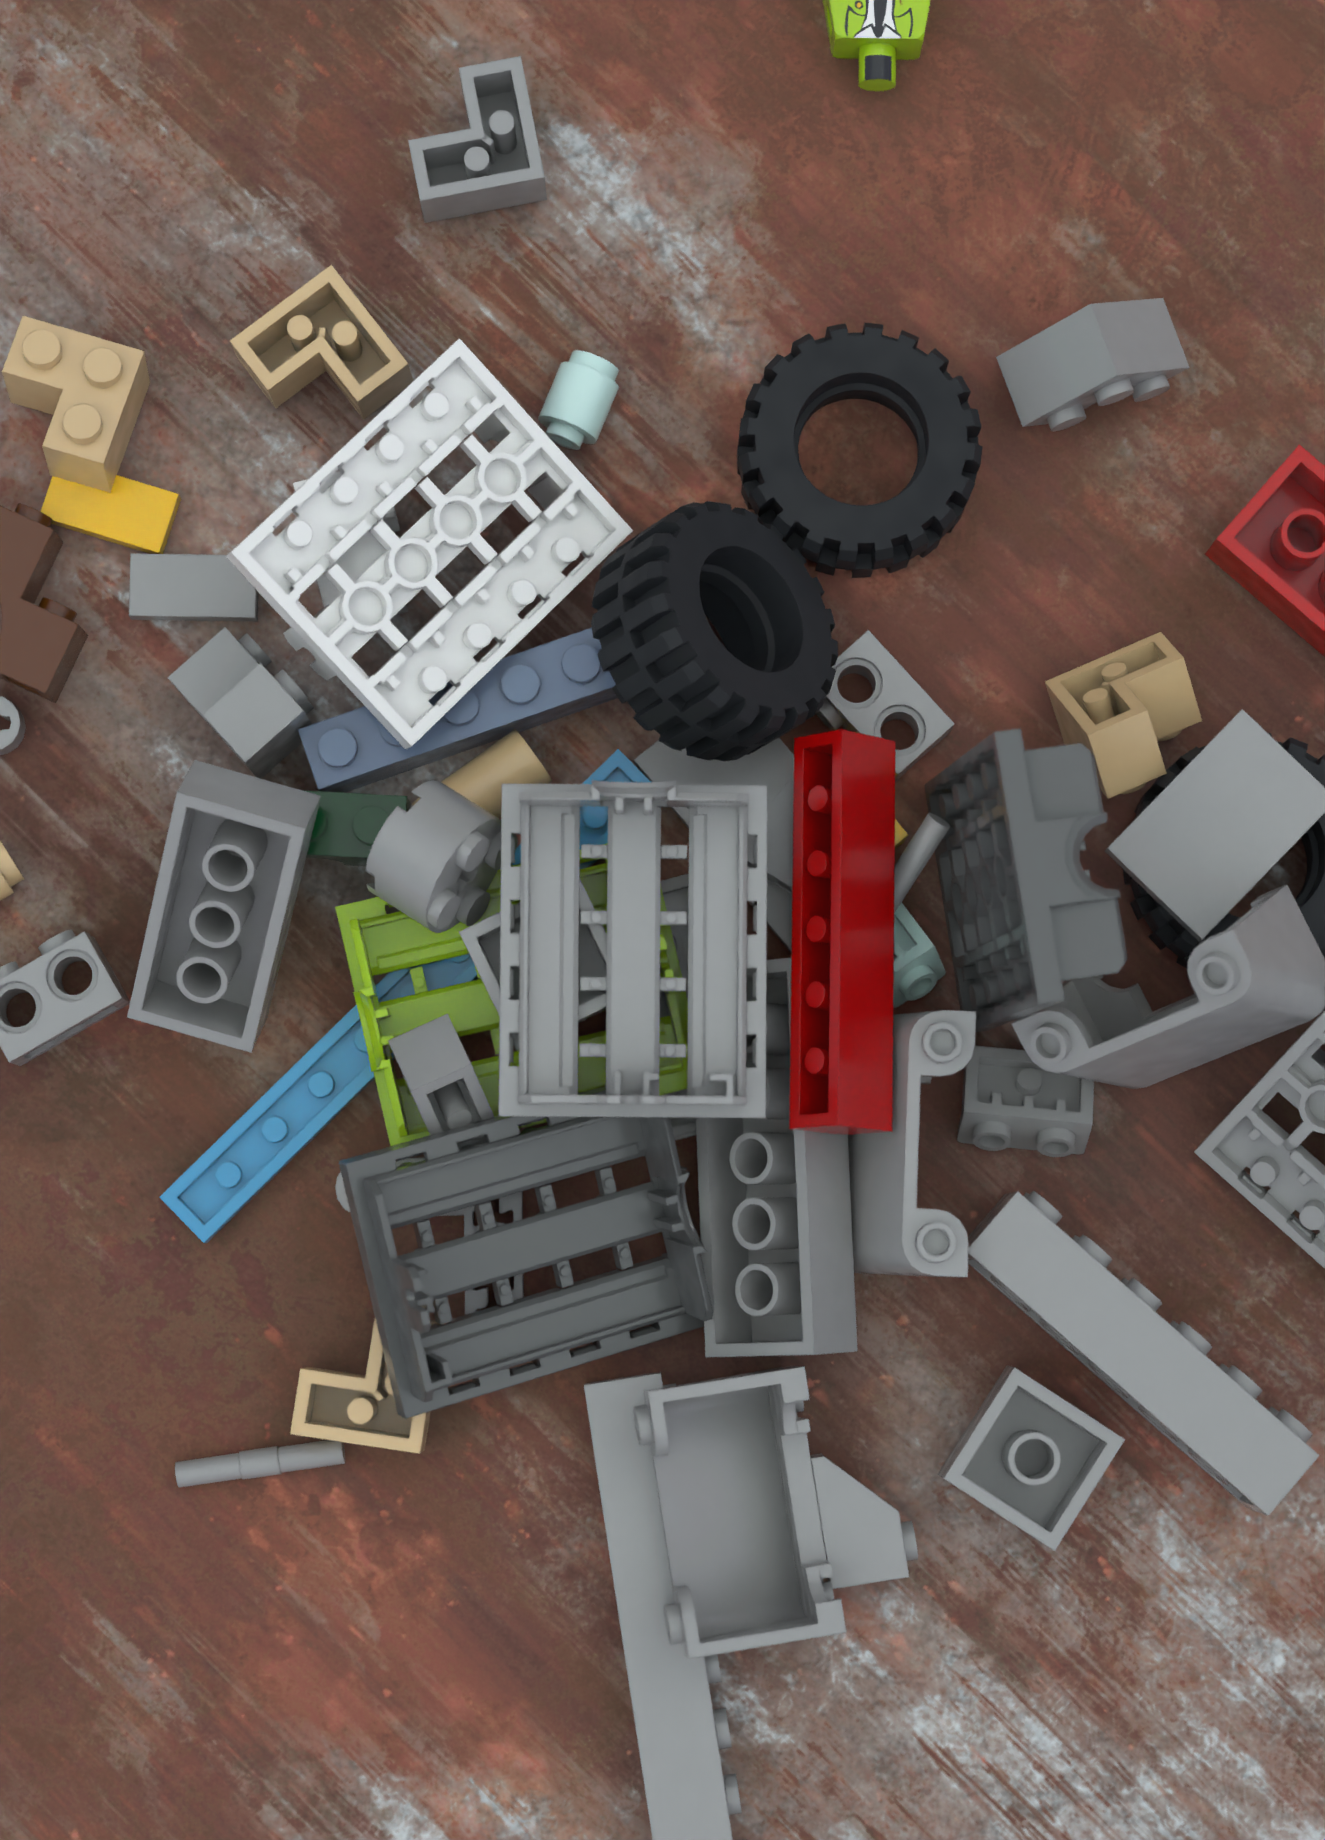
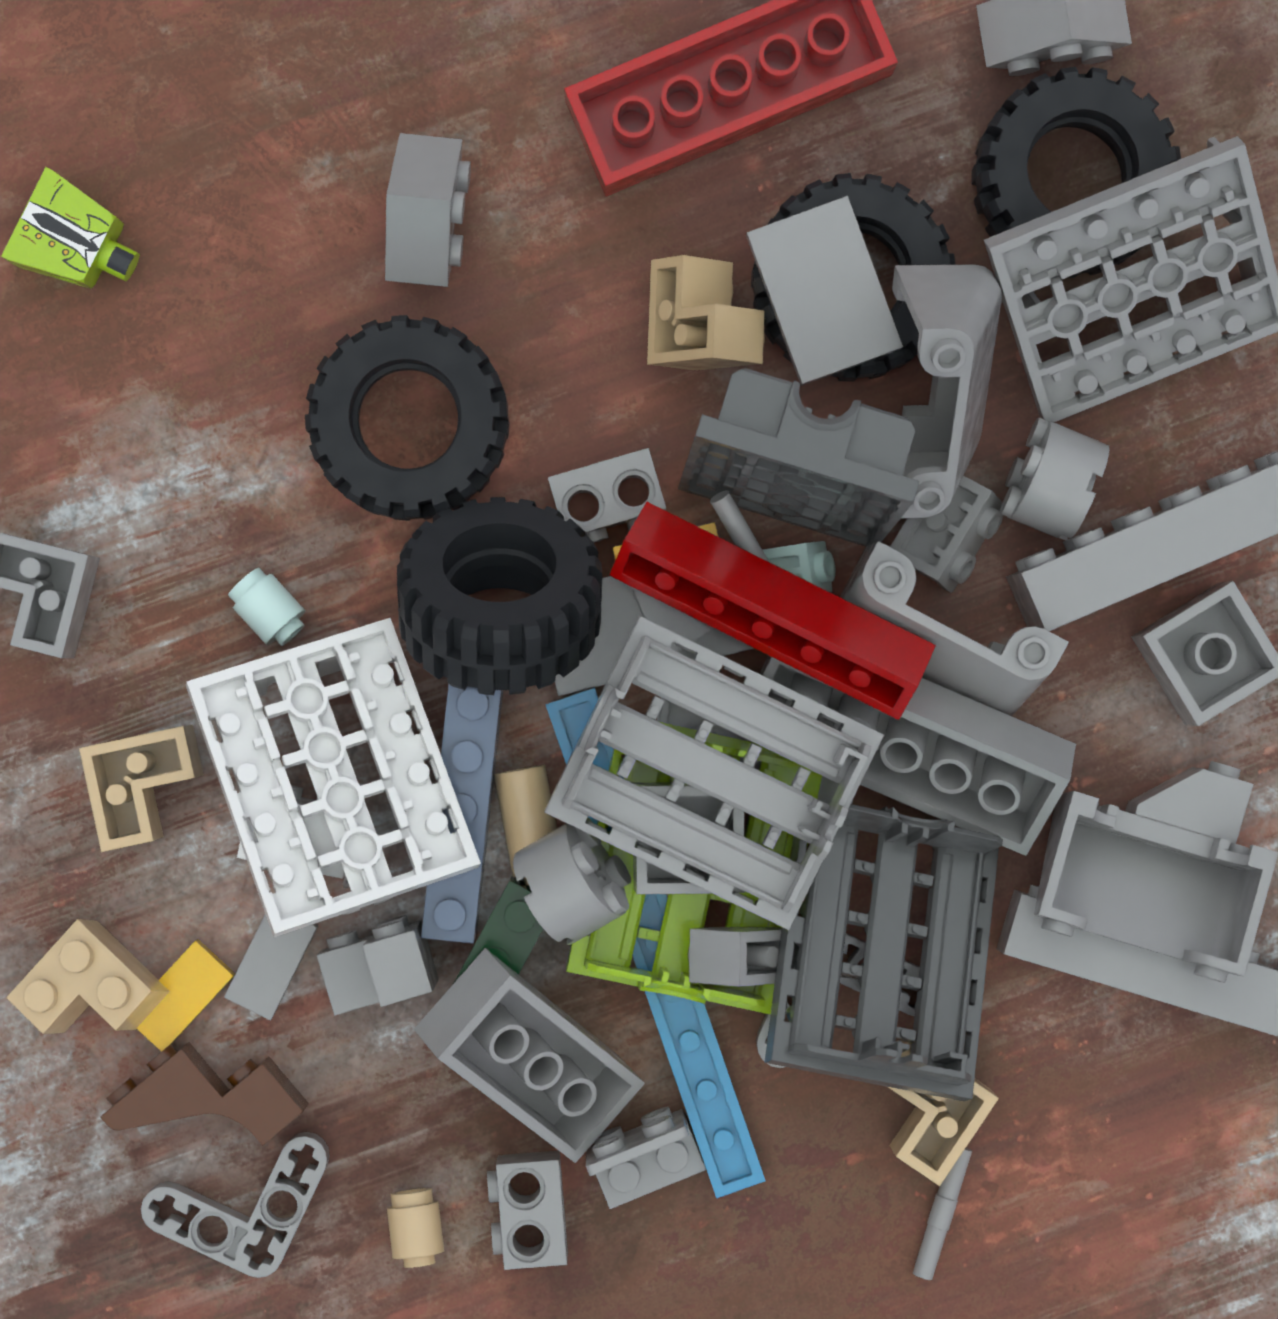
camera: 65 degrees left, 5 degrees up
(164, 1098) = (644, 1157): none -> light grey bracket
(1139, 1186) = (1055, 480): none -> light grey brick

